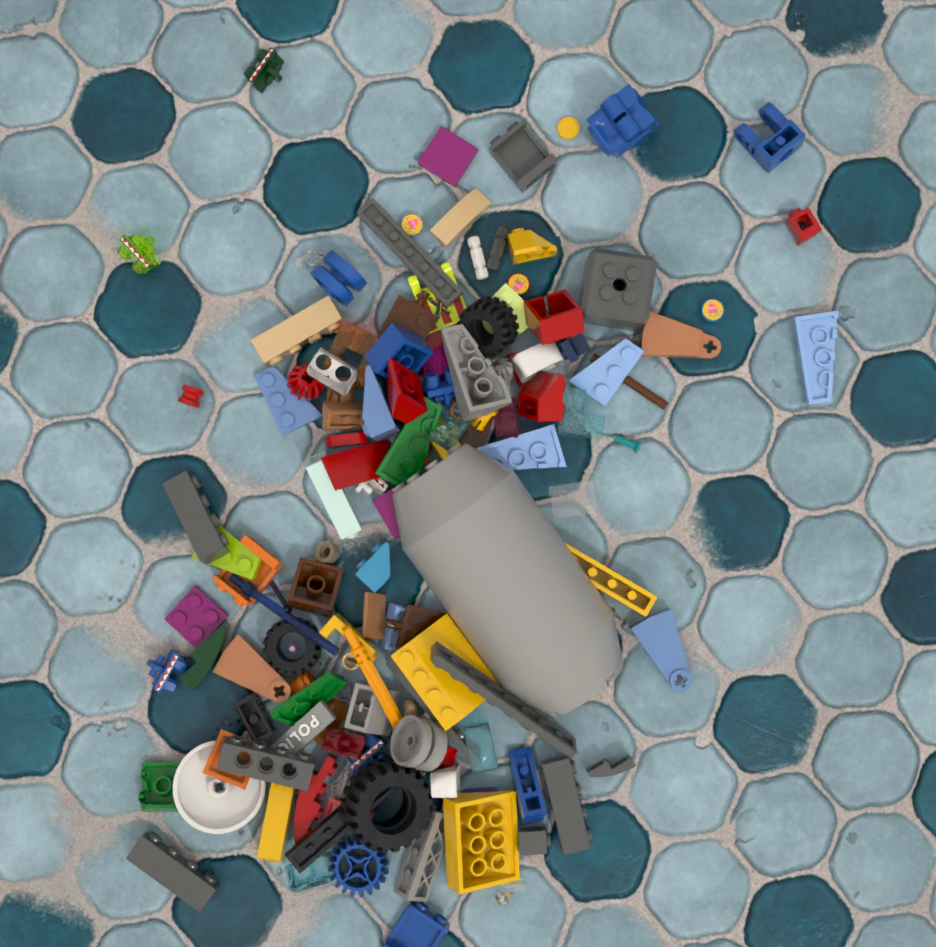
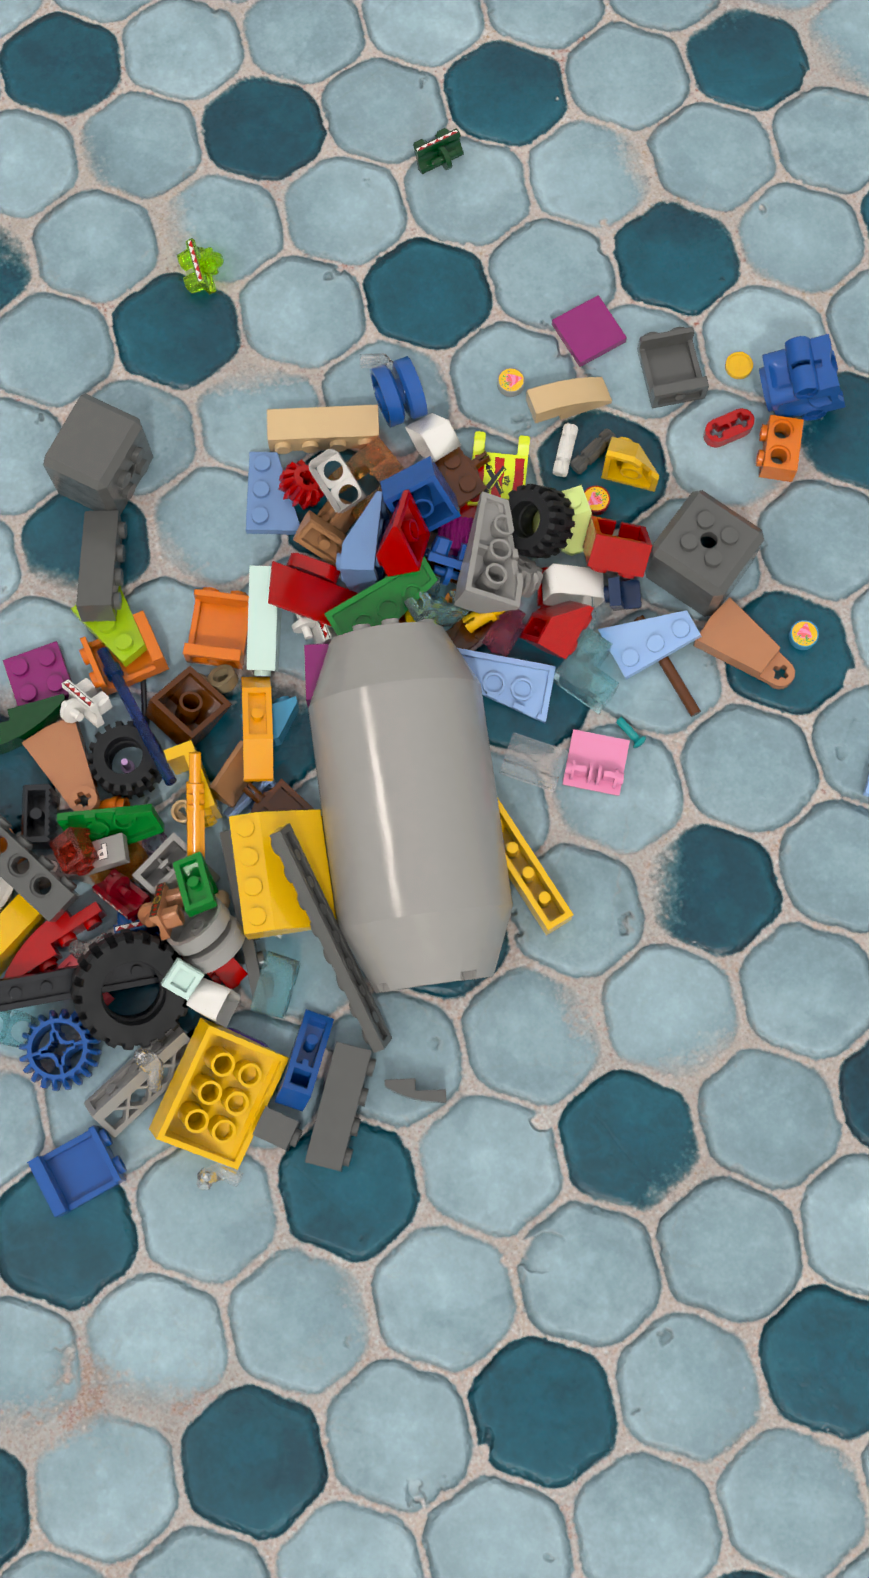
camera: 30 degrees right, 10 degrees down
(152, 439) = (98, 455): none -> dark grey plate
(191, 396) = (169, 439): red wheel -> none
(238, 625) = (84, 702): none -> white hips
(296, 733) = (75, 851): none -> clear red brick
(303, 517) = (218, 628): none -> orange panel
(371, 576) = (257, 729): none -> light orange slope
(379, 743) = (164, 910): none -> nougat hips
(381, 299) = (433, 436): none -> white piece
(393, 714) = (195, 884): none -> green slope
(409, 253) = (492, 407): dark grey plate -> none
(420, 783) = (182, 978): none -> light aqua tile
(428, 846) = (152, 1066): none -> clear arm
(581, 178) = (725, 423): none -> red beam
(615, 477) = (596, 762): none -> bright pink hinge
(635, 178) = (785, 449): none -> orange brick
(663, 645) = (552, 981): medium blue piece -> none

